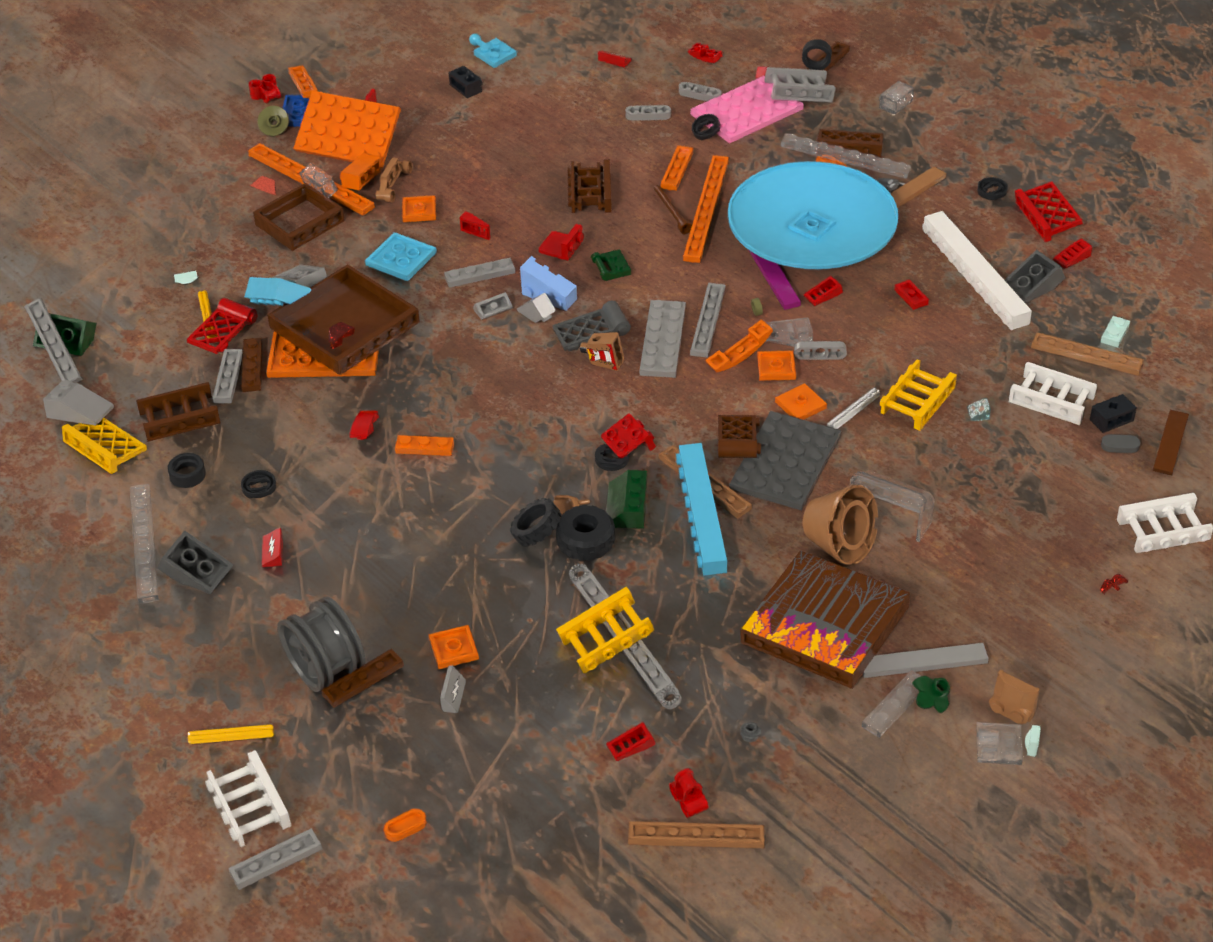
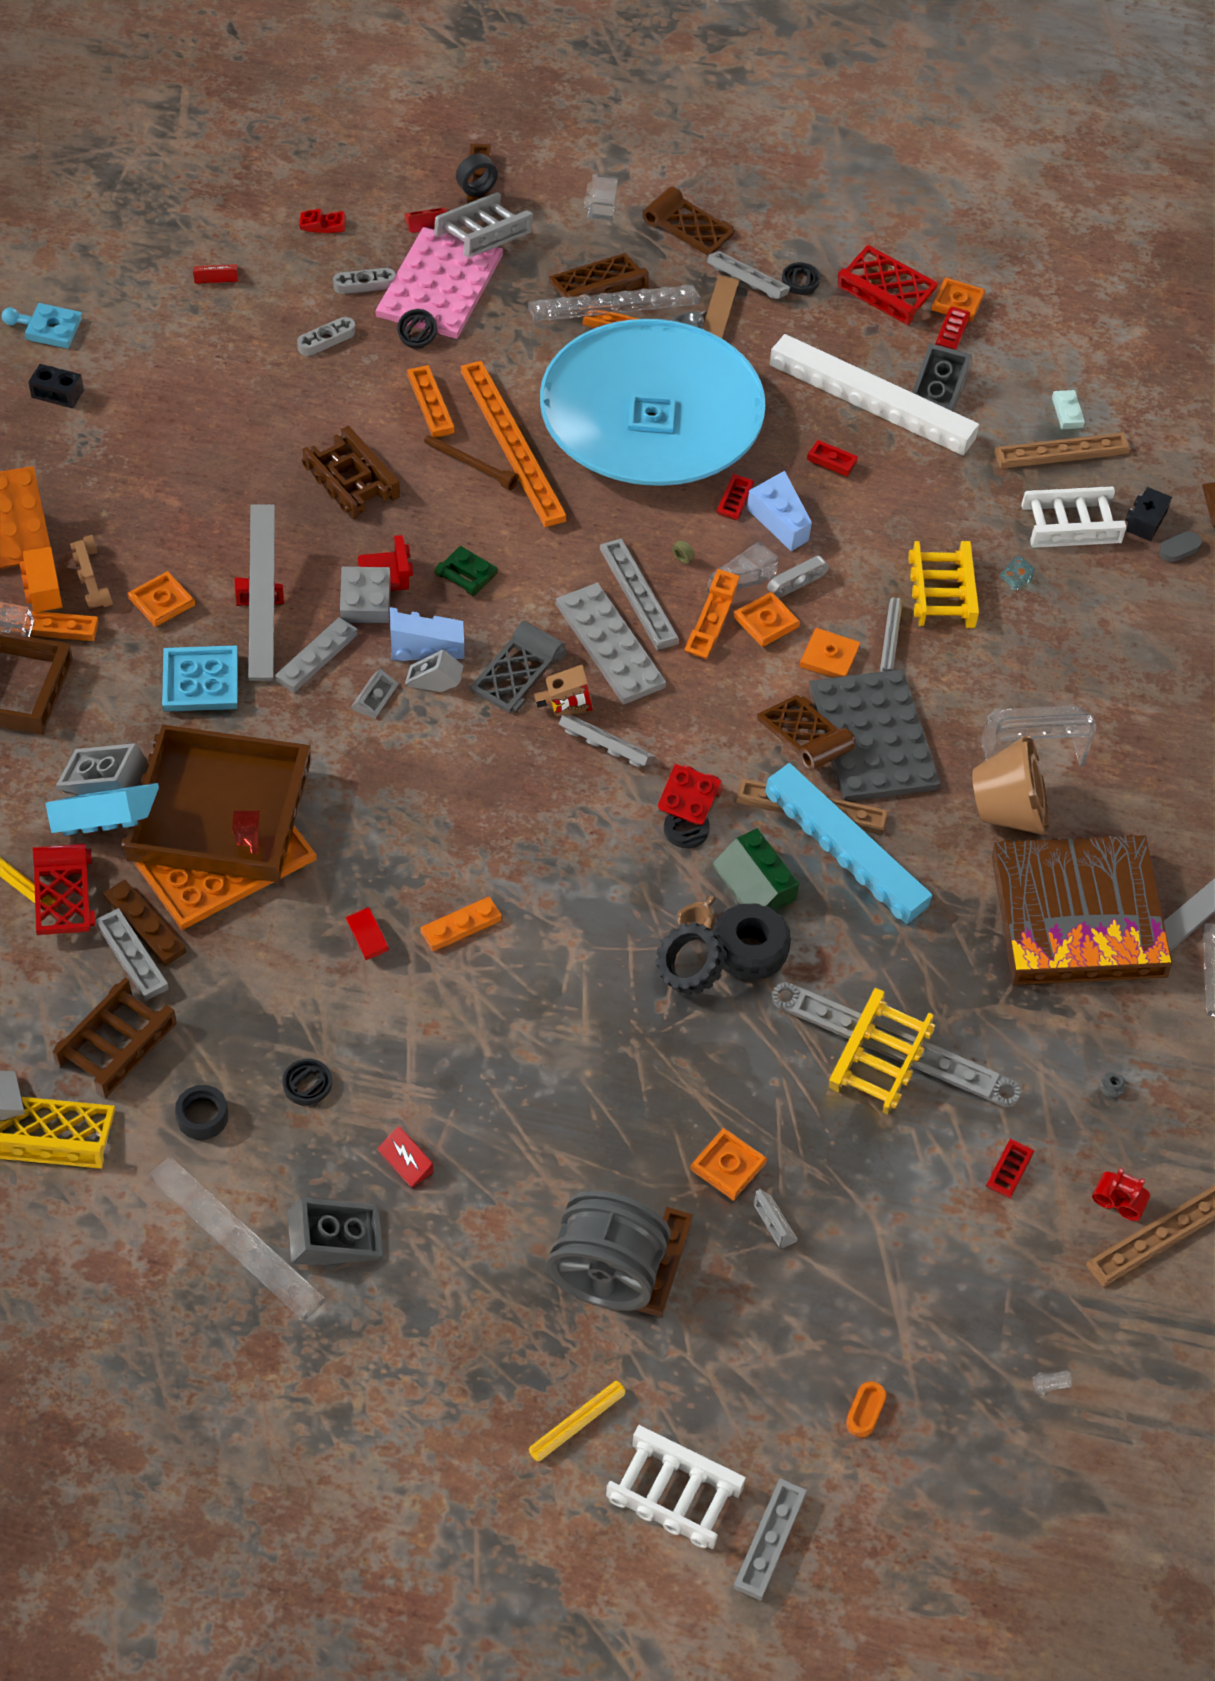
camera: 40 degrees left, 10 degrees up
(471, 223) = (261, 593): none -> light grey tile
(534, 244) = (365, 594): none -> light grey brick
(535, 875) = (1049, 1382): none -> clear pin
(608, 390) = (597, 737): none -> light grey plate
(777, 282) = (673, 507): magenta tile -> none
(844, 307) = (780, 511): none -> light blue wedge
(936, 117) = (669, 206): none -> reddish brown piece
(954, 172) = (743, 272): none -> light grey plate
(1096, 236) = (958, 295): none -> orange plate

